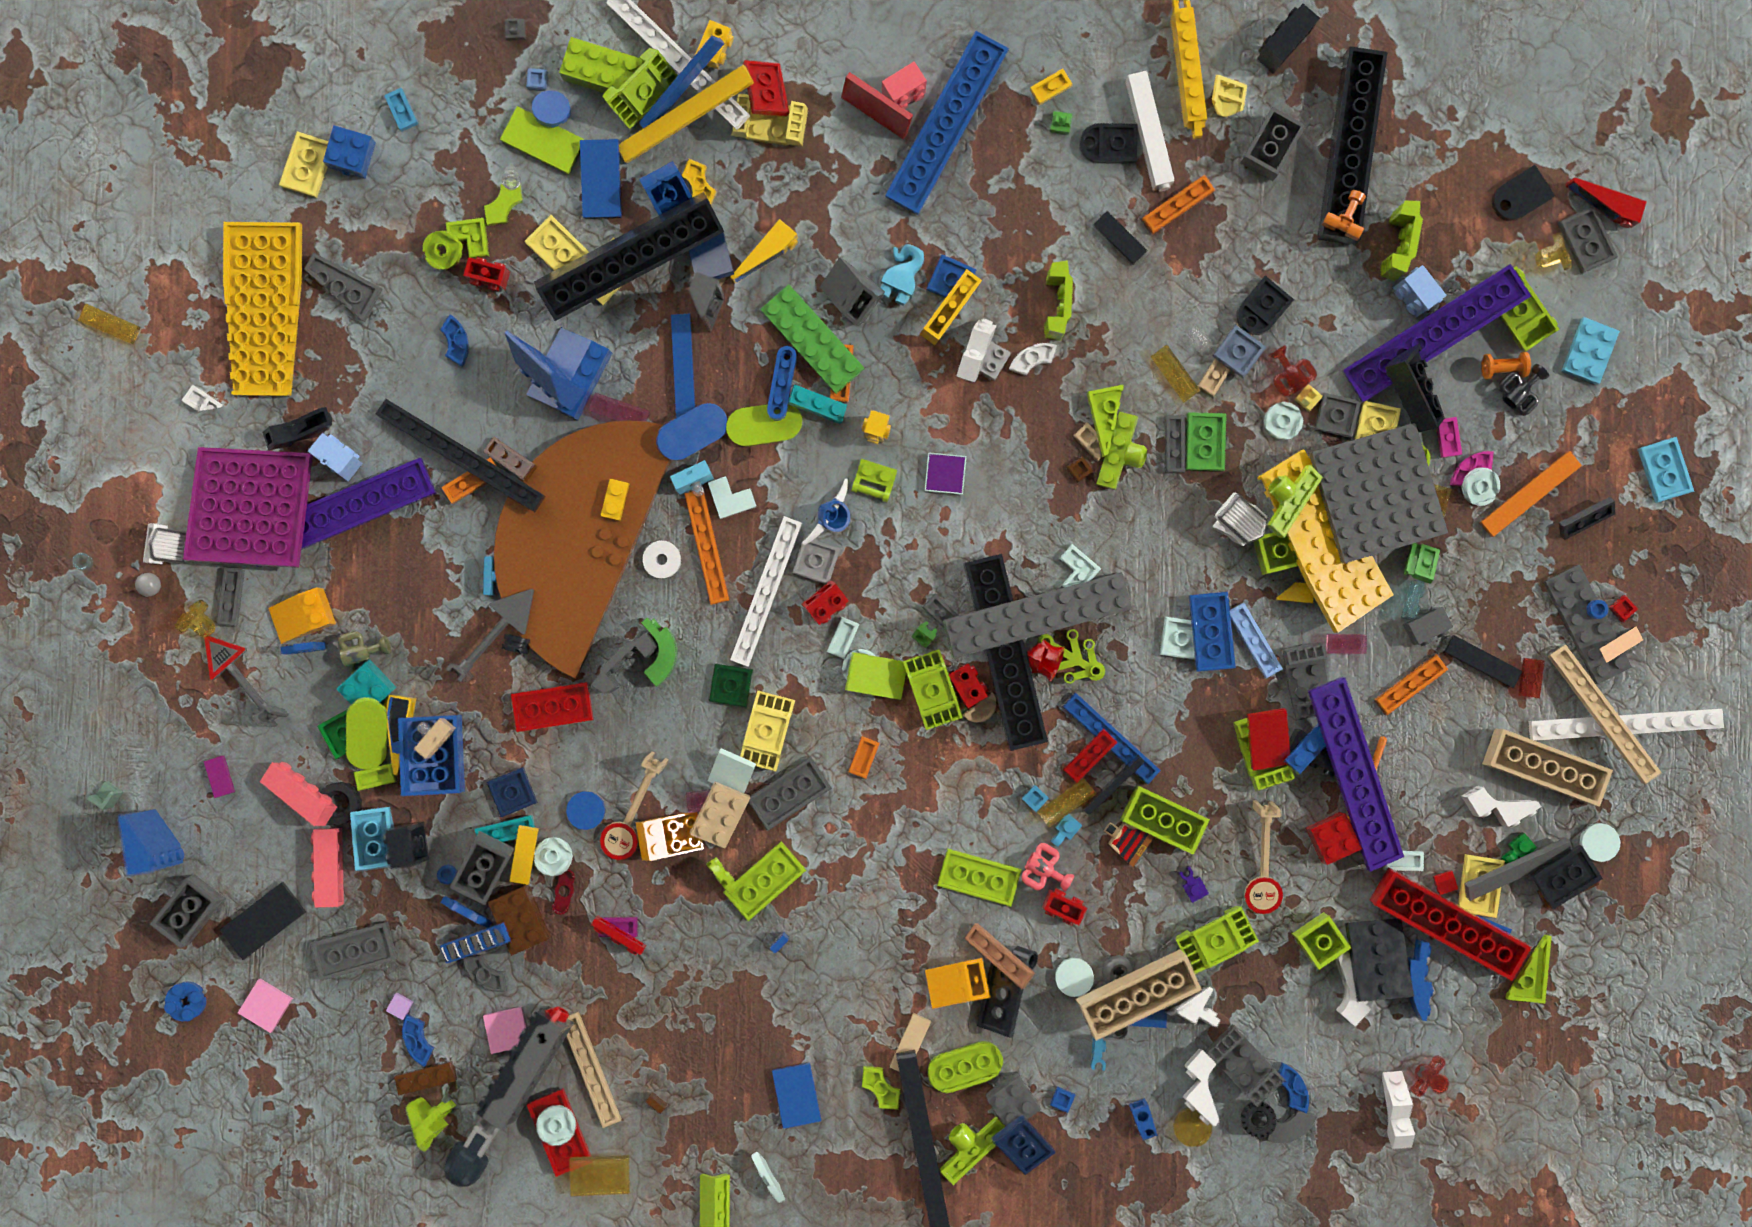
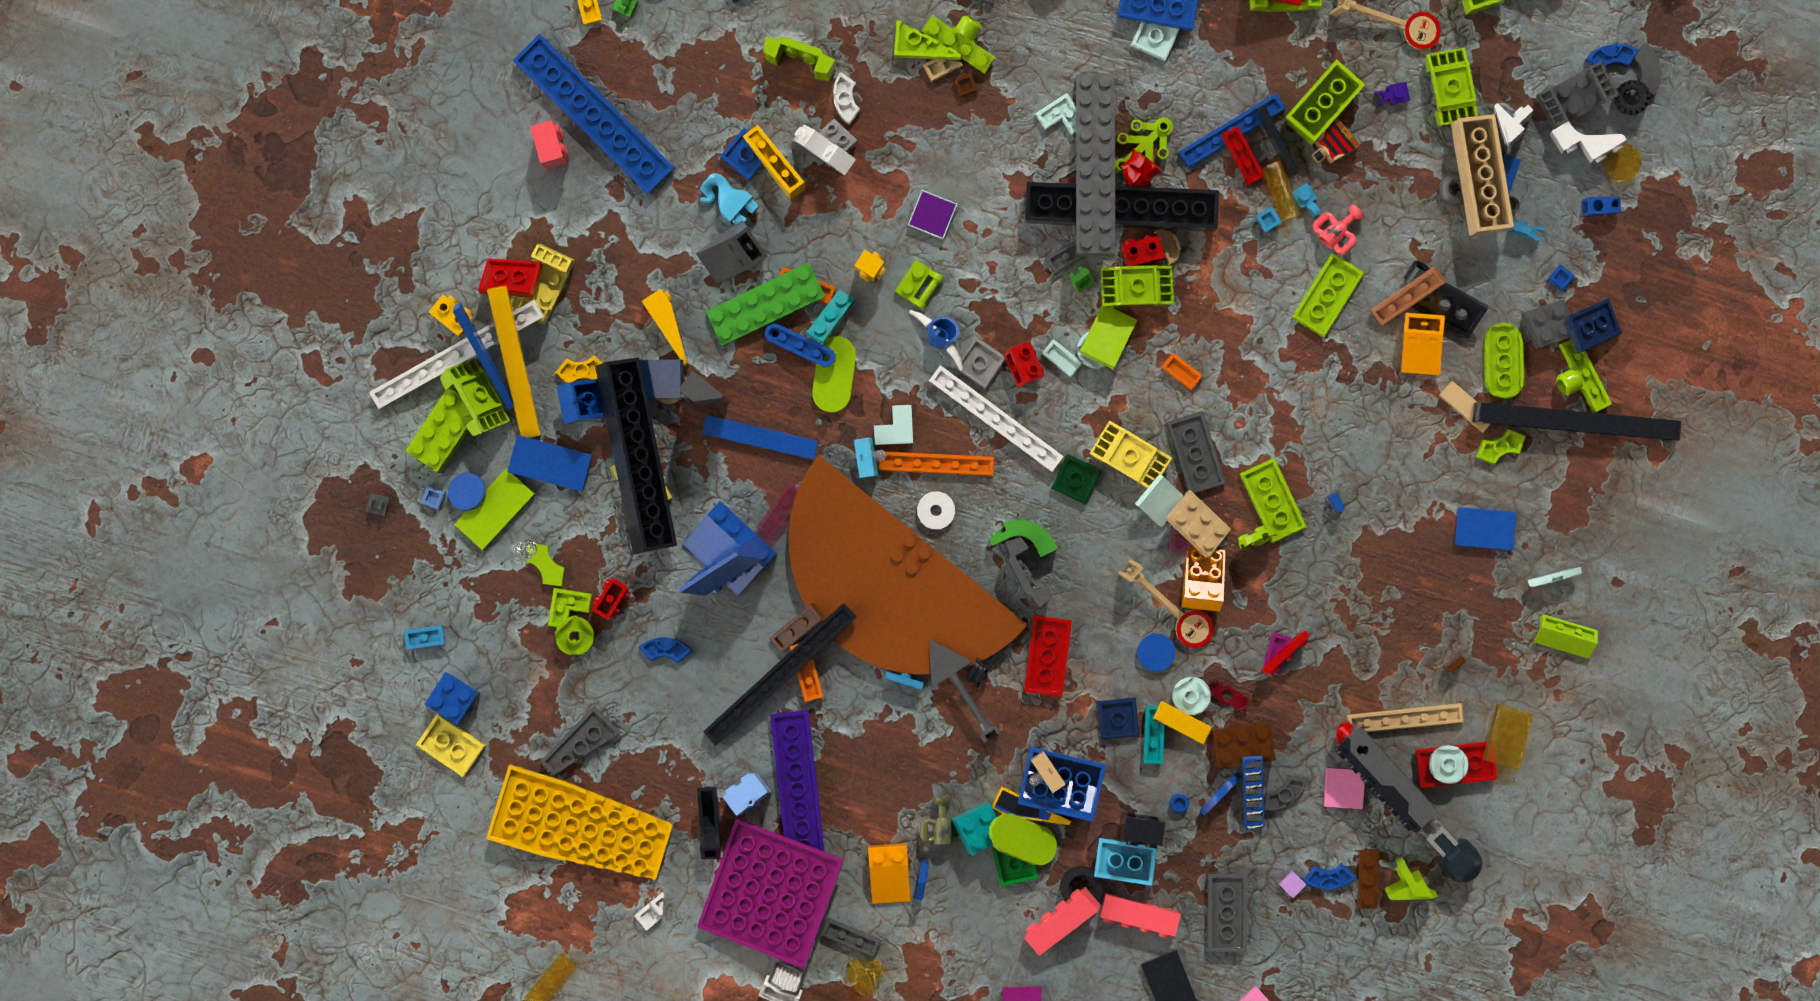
camera: 65 degrees left, 0 degrees up
(222, 656) = (907, 961): dark grey piece -> none
(374, 777) = (1065, 846): lime tile -> none
(482, 867) = (1183, 764): dark grey brick -> none
(555, 244) = (601, 525): light yellow tile -> none
(615, 499) = (867, 536): yellow plate -> none
(691, 431) = (822, 445): blue tile -> none
(876, 105) = (559, 176): red tile -> none
(1069, 909) = (1384, 216): red brick -> none
(1074, 977) = (1448, 232): light aqua tile -> none

